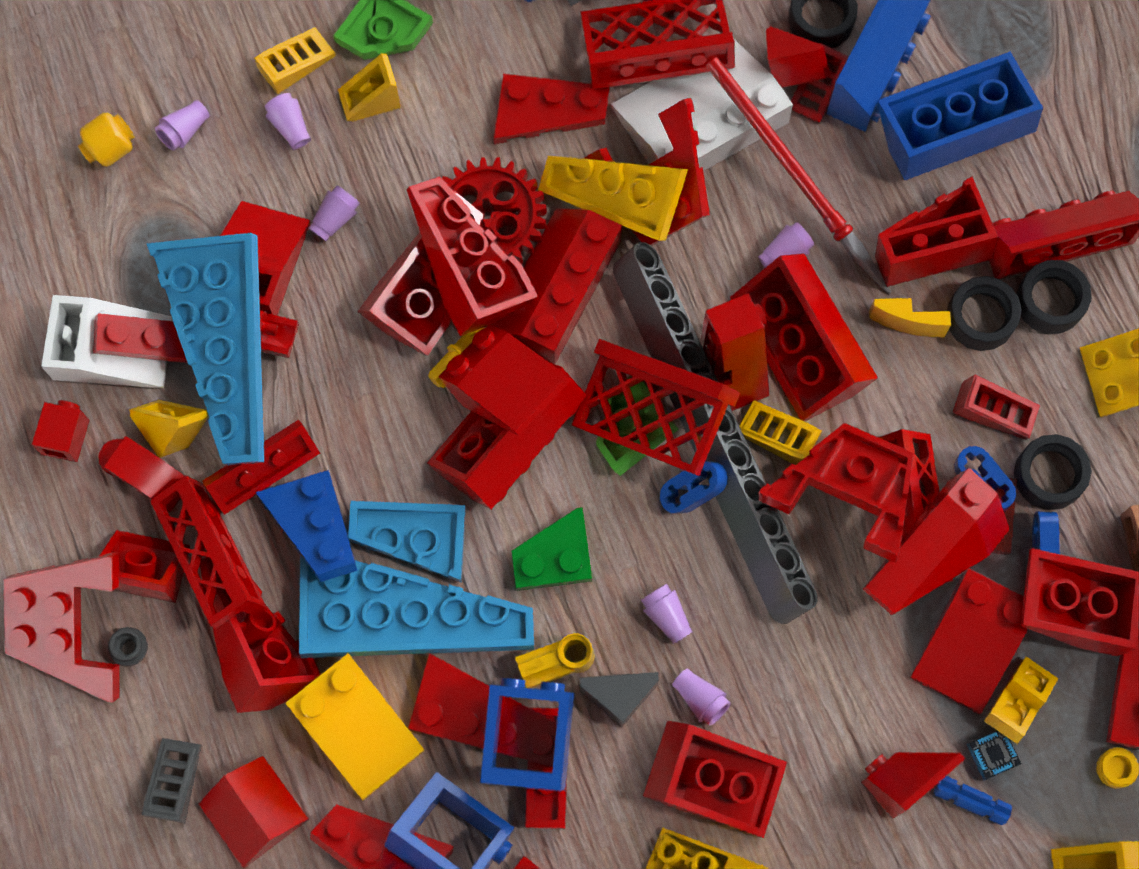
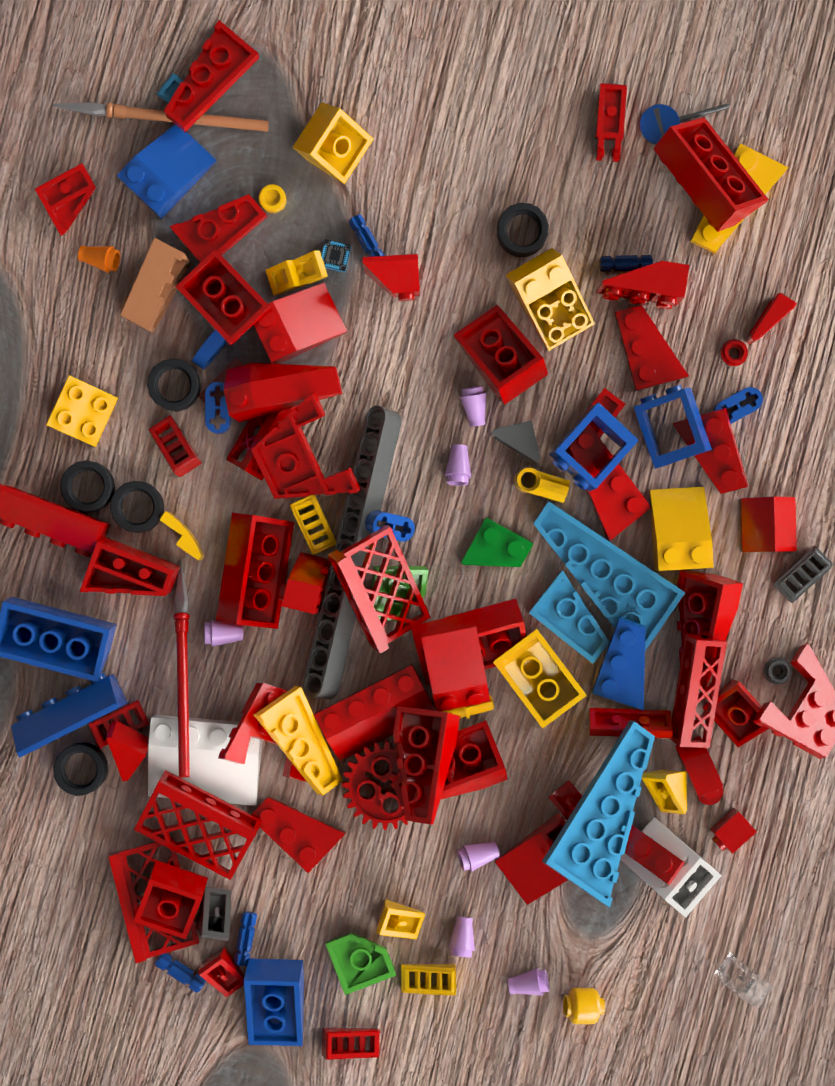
camera: 145 degrees left, 15 degrees up
(398, 438) = (539, 678): none -> yellow slope

